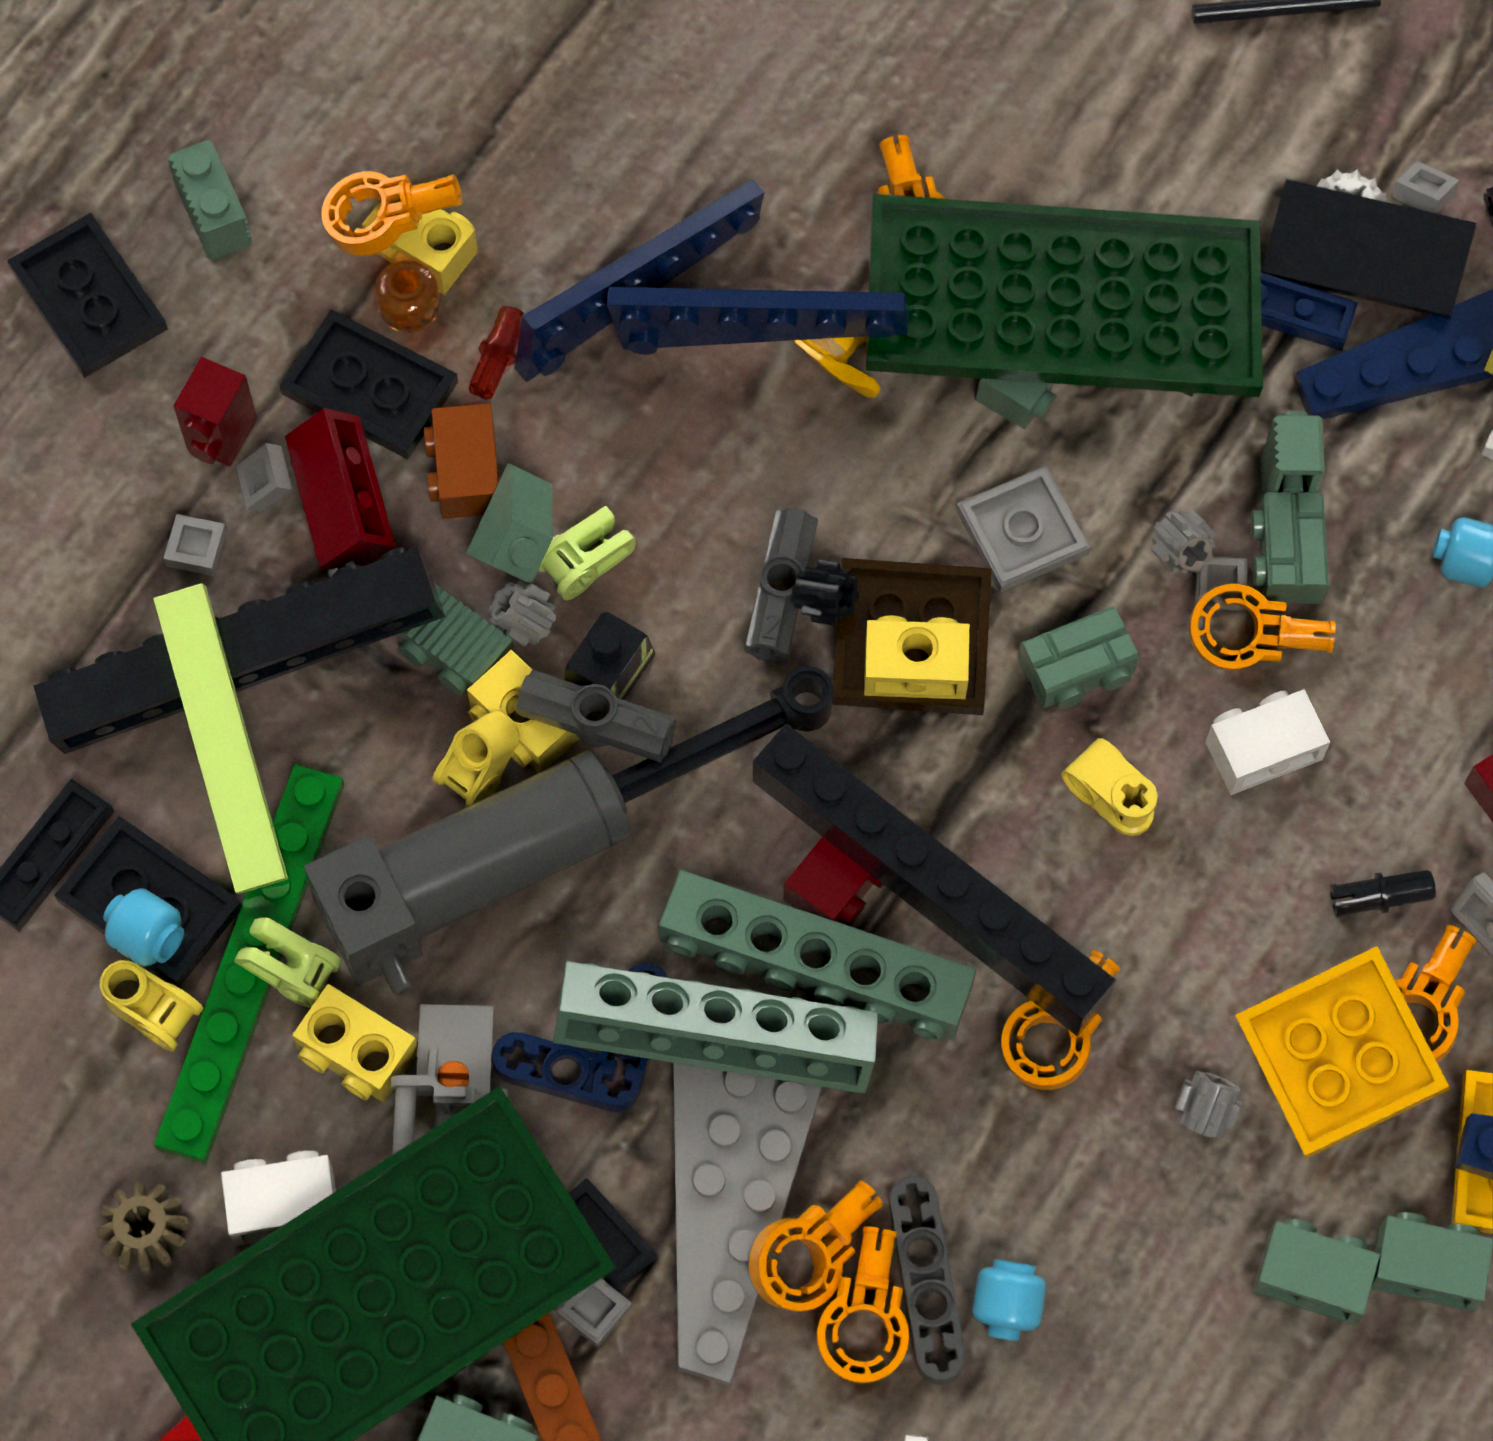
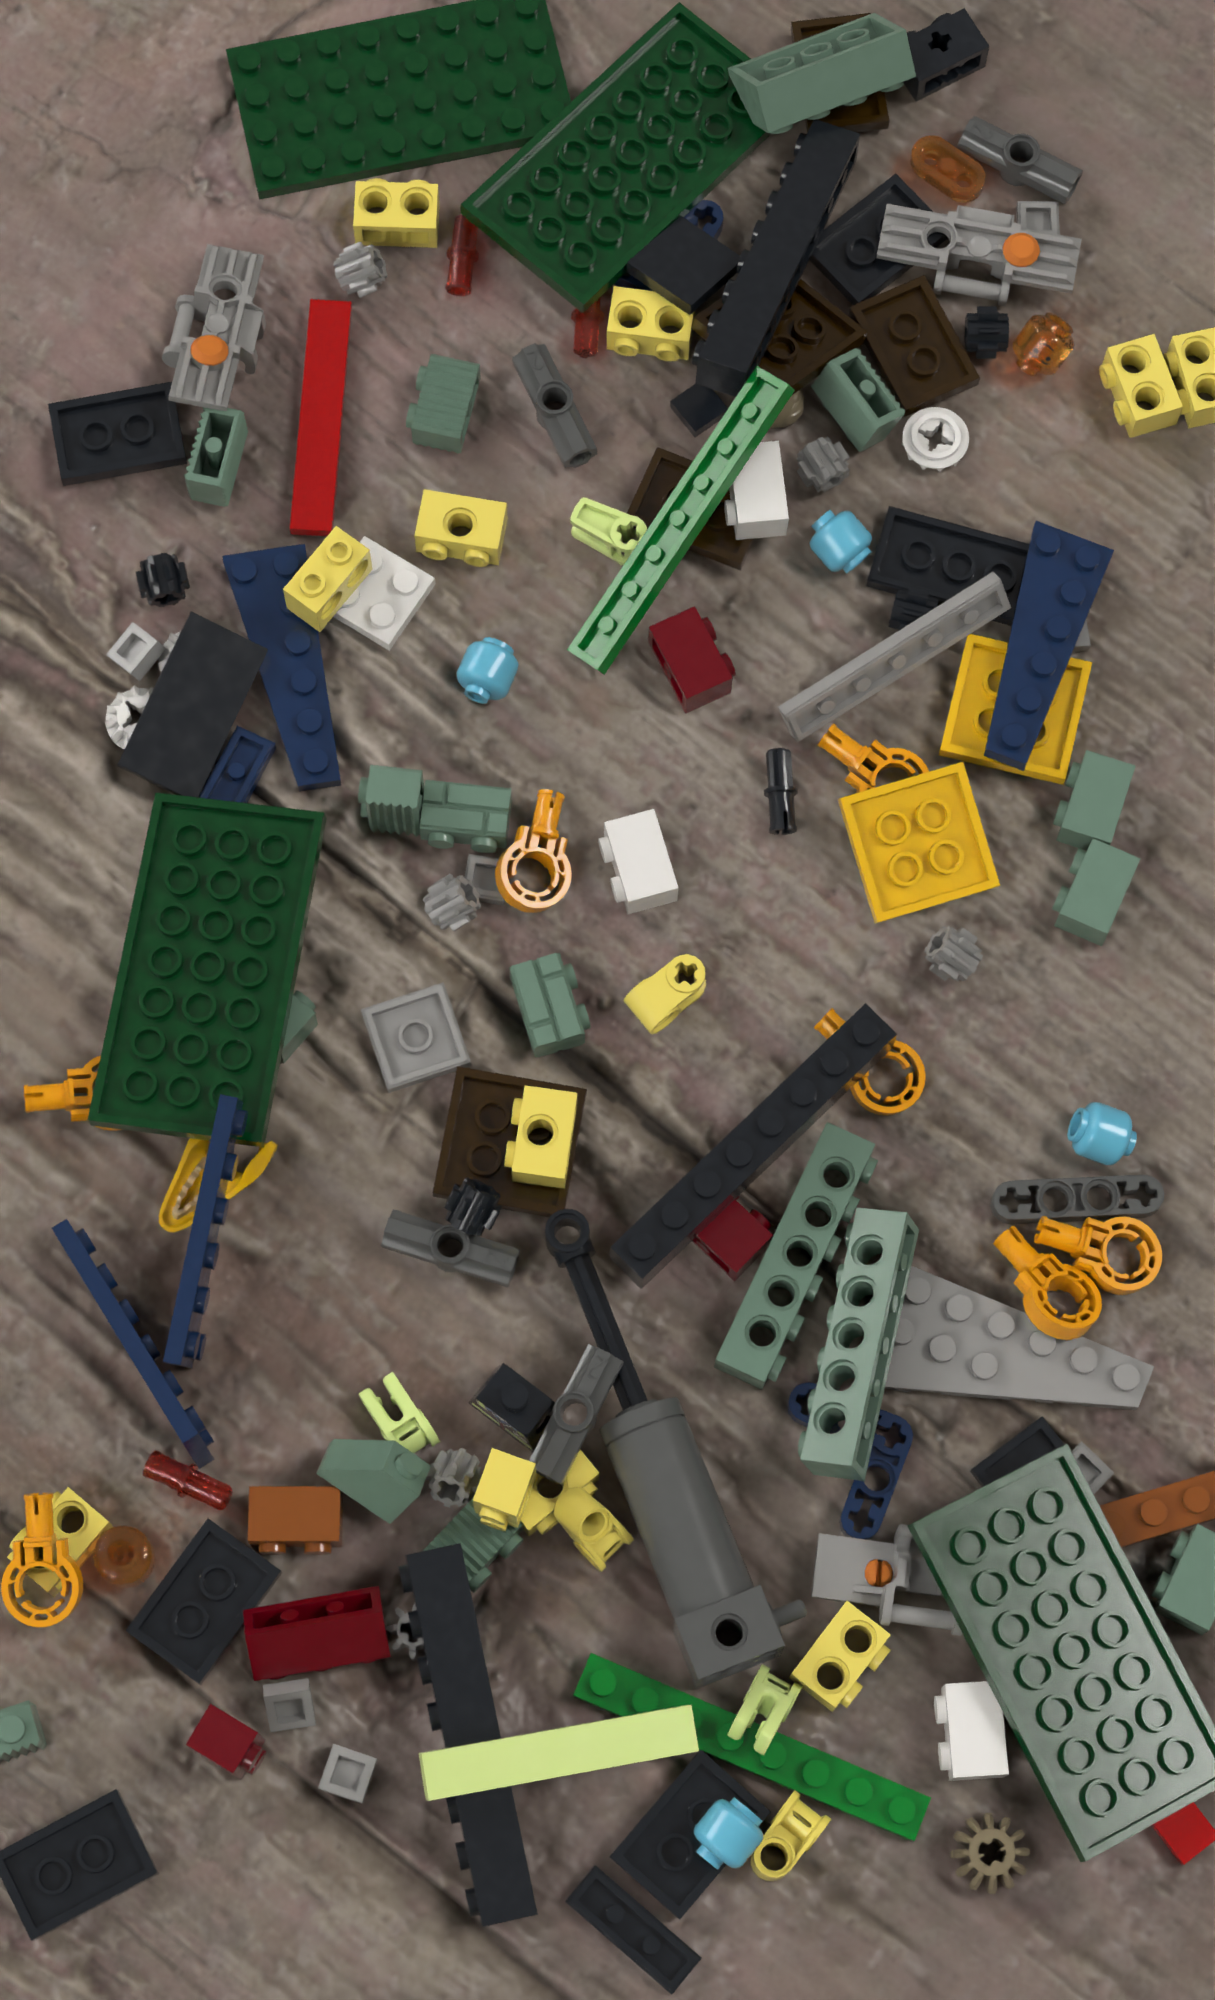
camera: 85 degrees left, 5 degrees up
(498, 640) = (504, 1490): none -> light yellow brick

